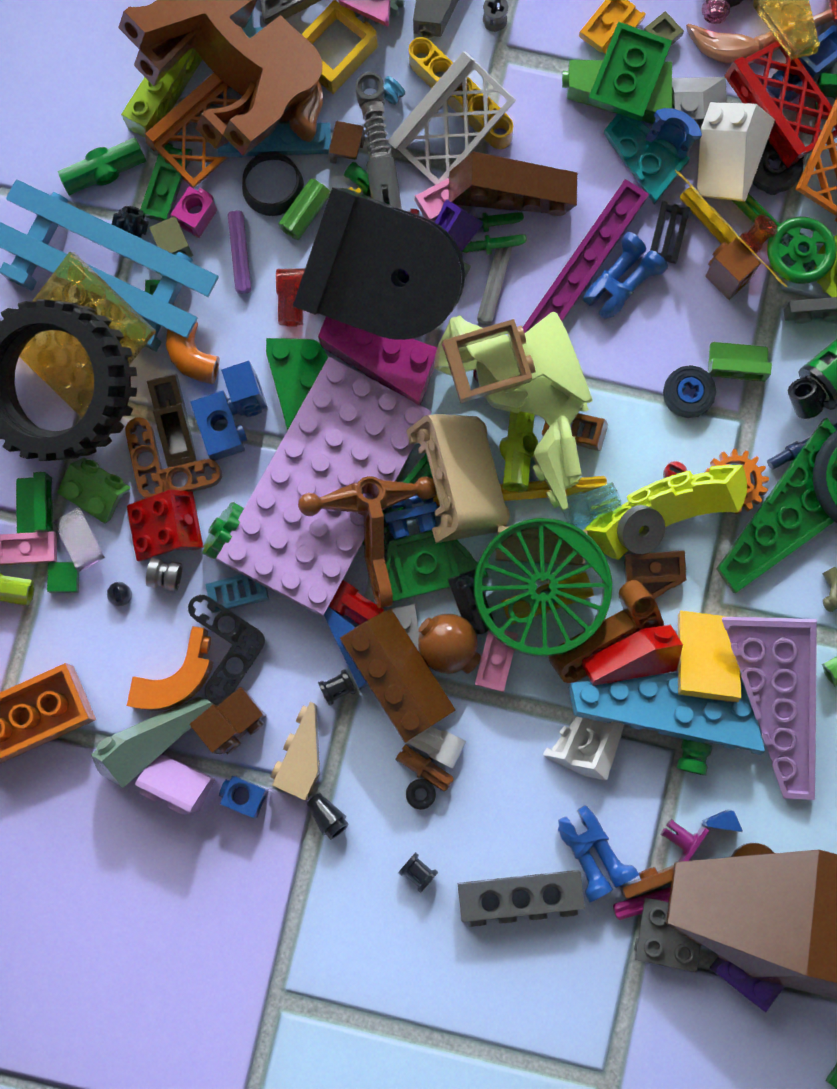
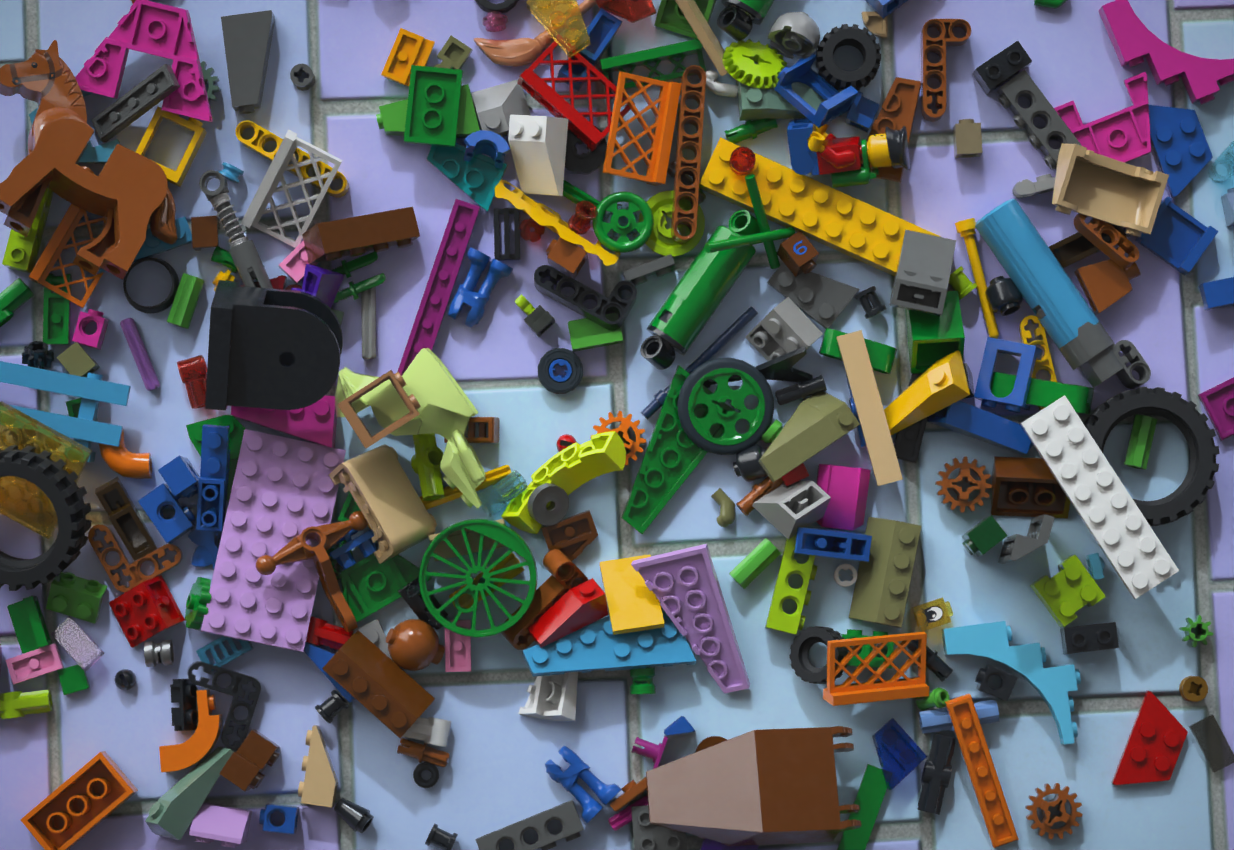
camera: 20 degrees left, 5 degrees up
(172, 652) = (186, 716): none -> black hinge
(252, 468) = (207, 548): none -> blue plate
(280, 398) = (213, 478): none -> blue slope
(681, 329) = (536, 319): none -> pearl dark grey piece
(697, 227) = (525, 230): none -> clear red plate
(740, 313) = (582, 293): none -> black beam

